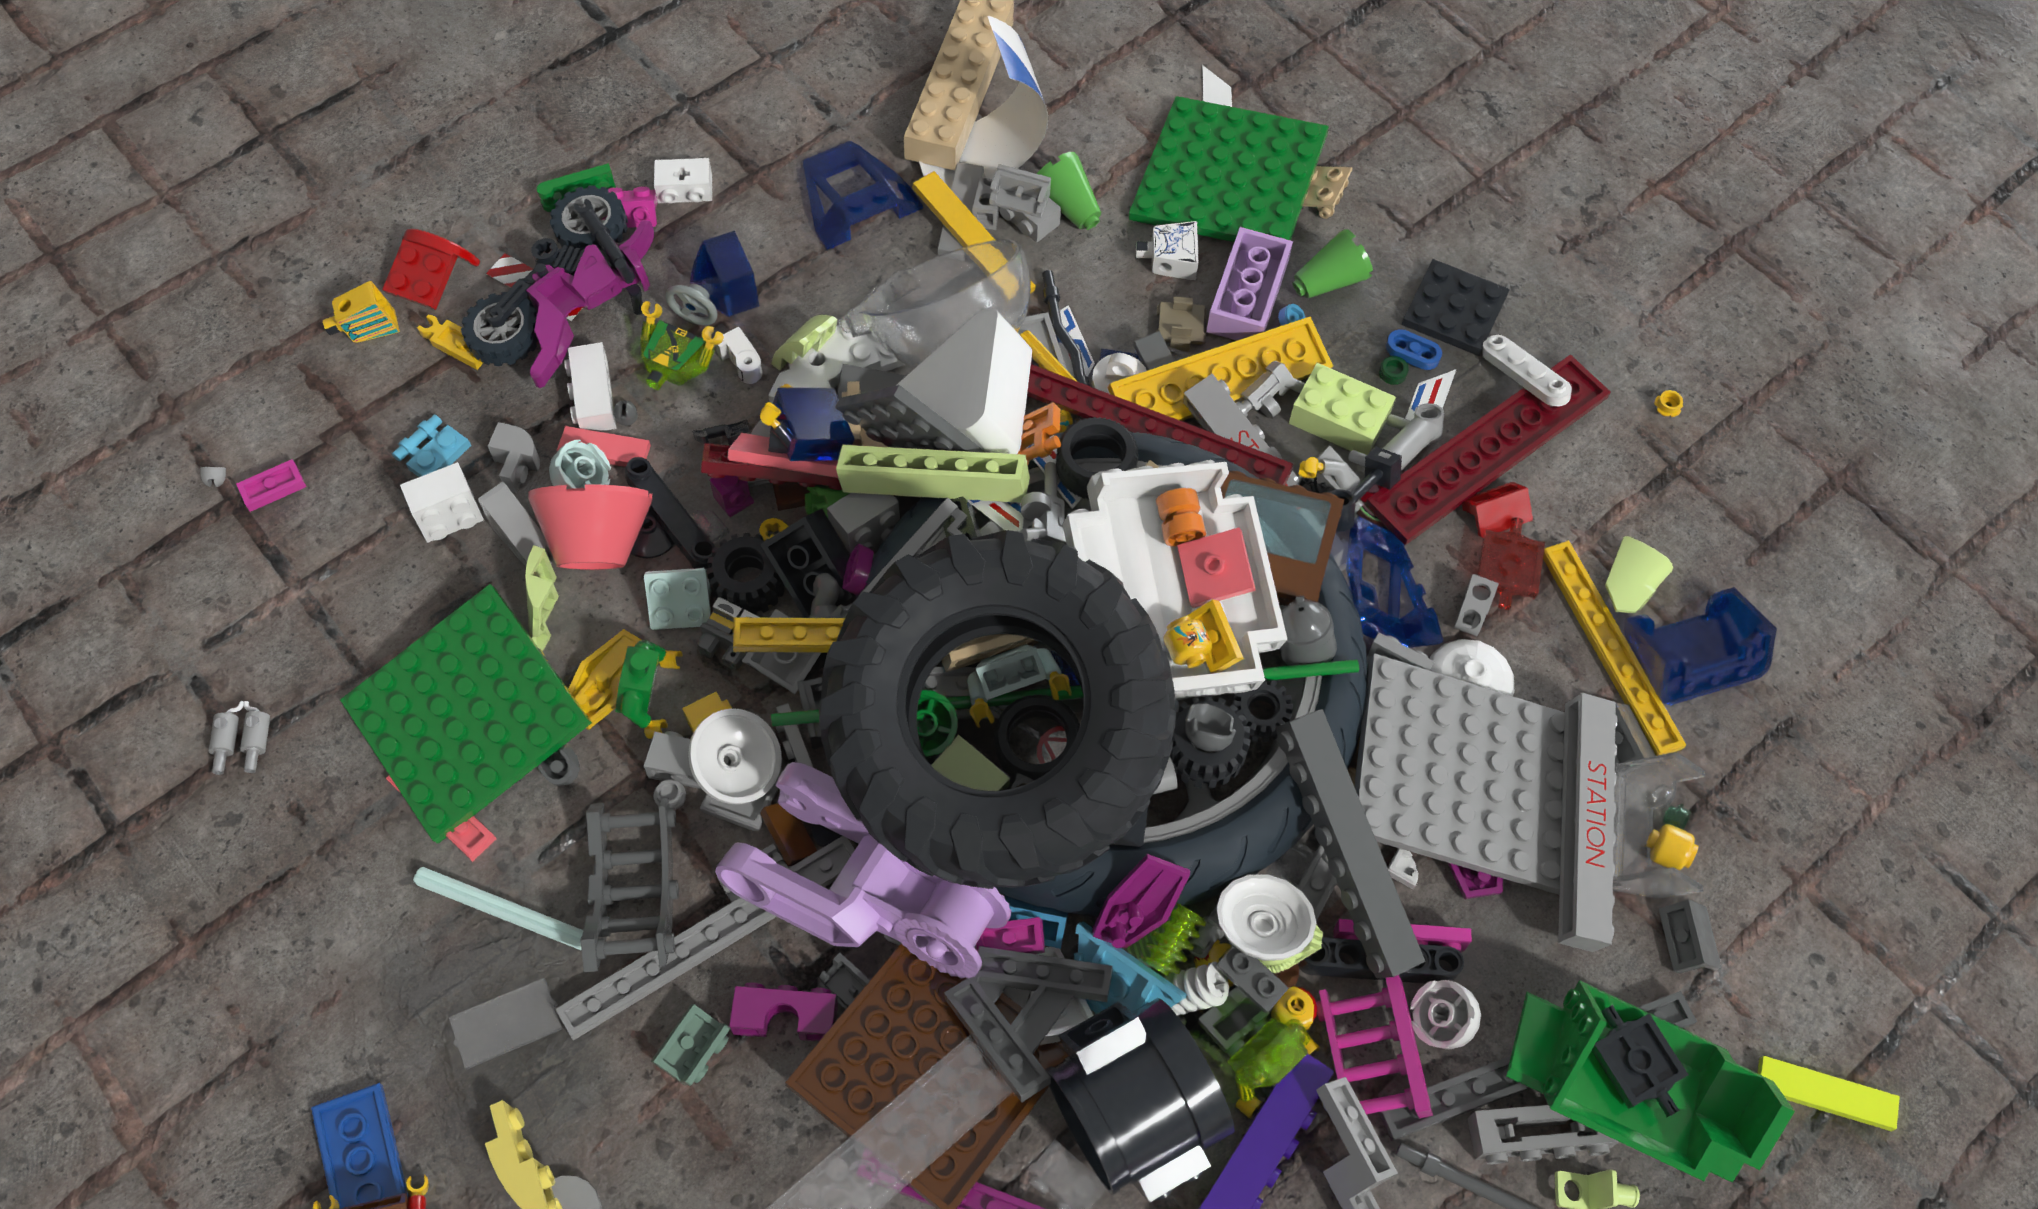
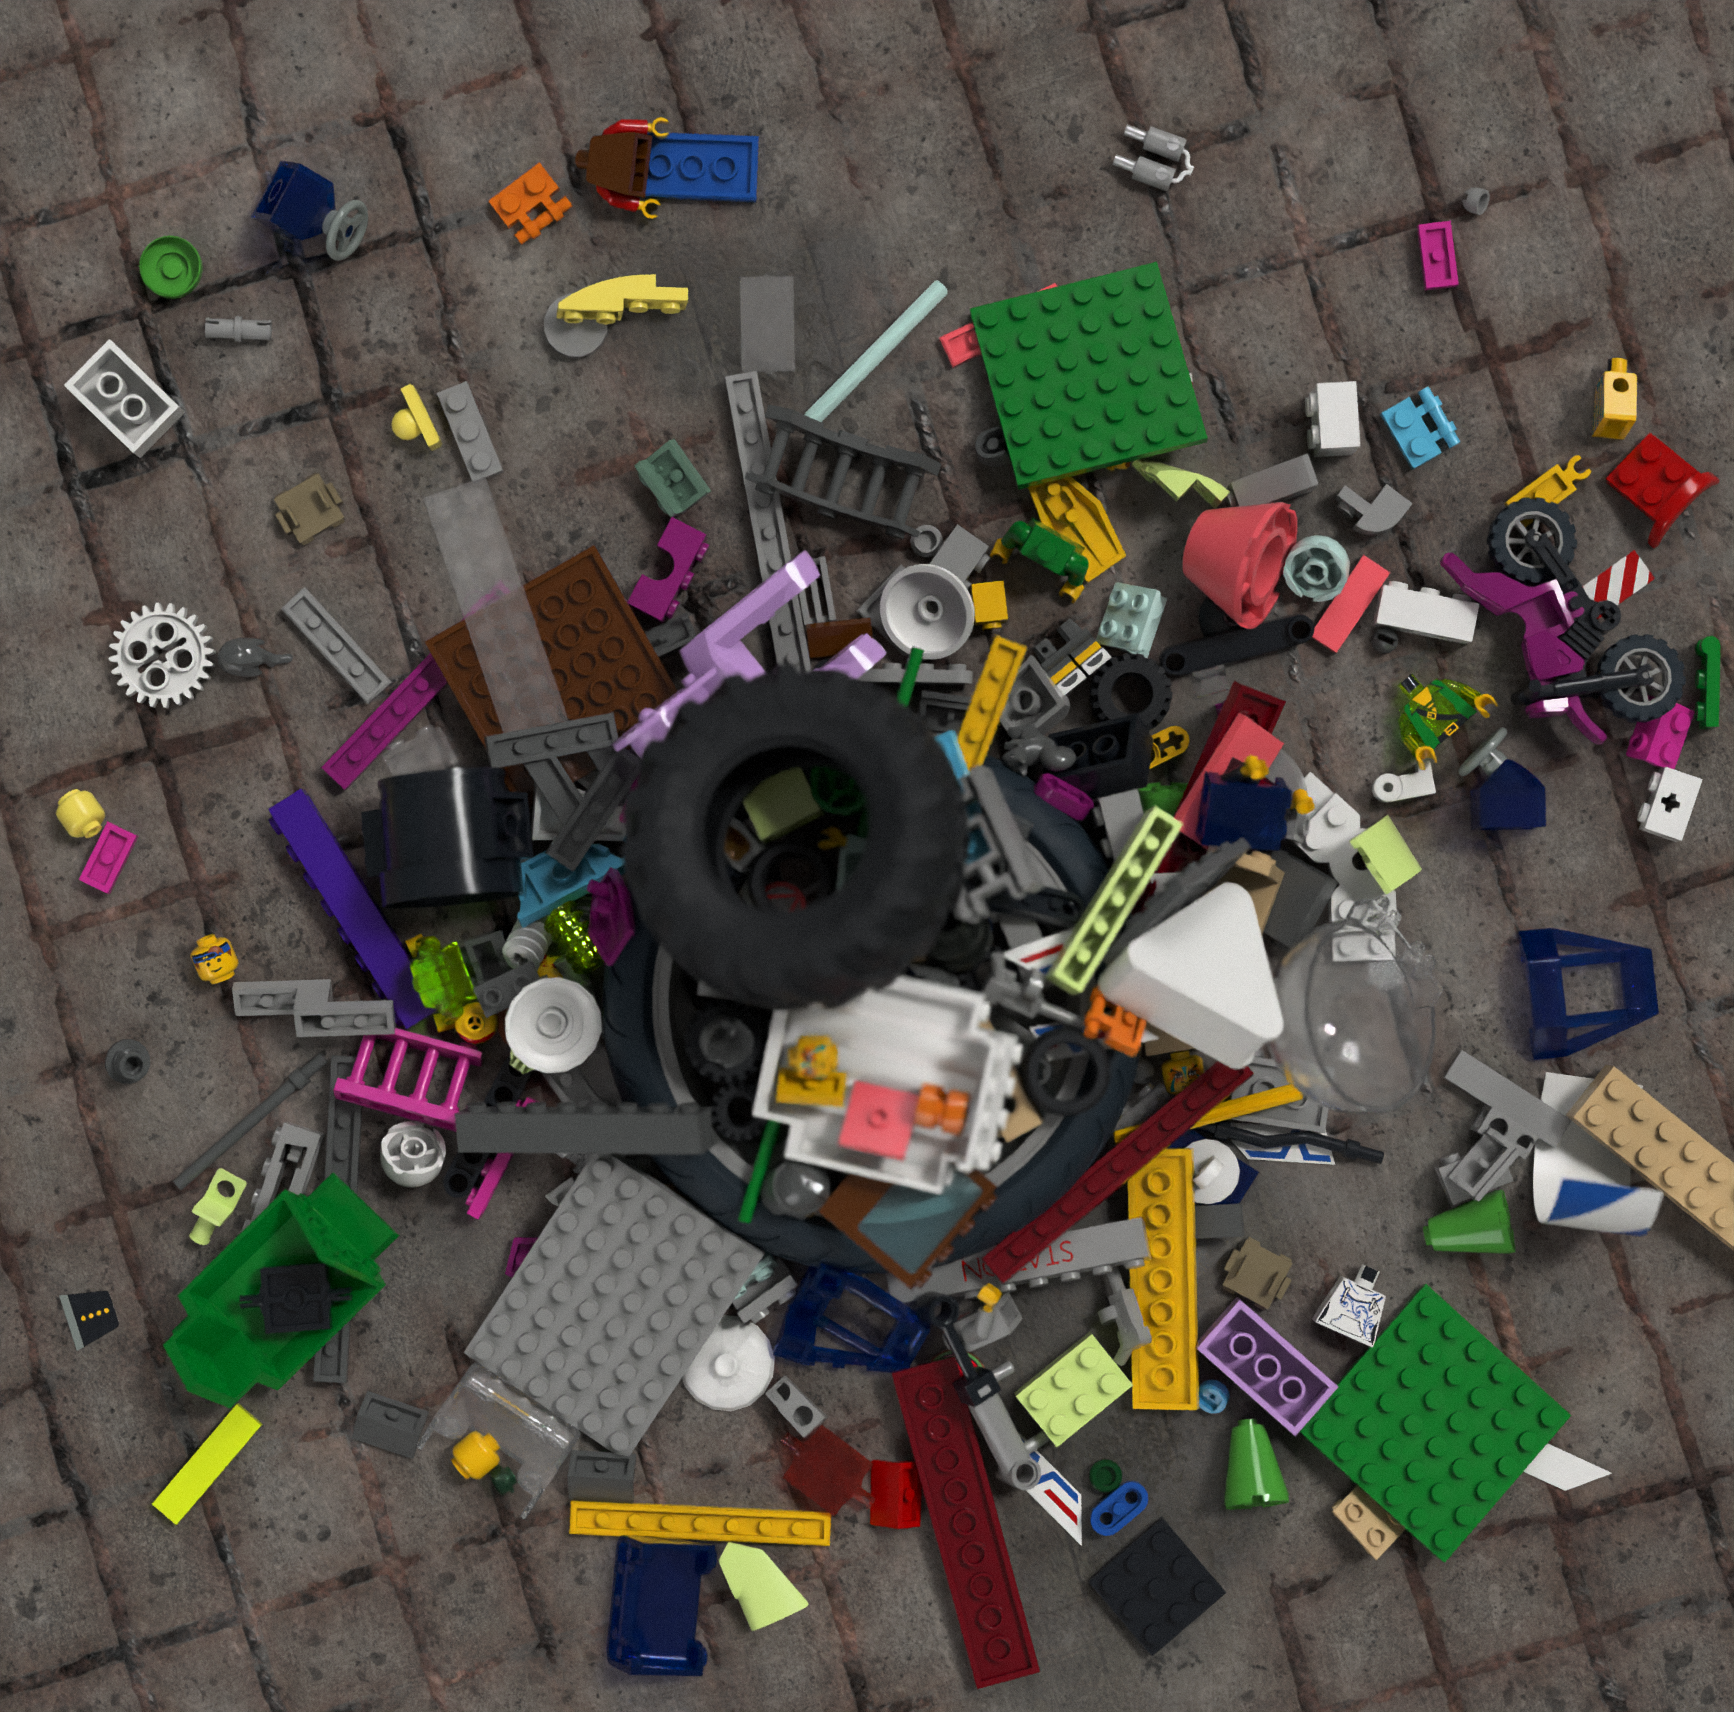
camera: 115 degrees right, 25 degrees up
(731, 431) = (1306, 742): black piece -> none
(952, 212) = (1467, 1093): yellow tile -> none
(1527, 370) = (1038, 1610): white plate -> none
(1588, 824) = (528, 1383): light grey brick -> none

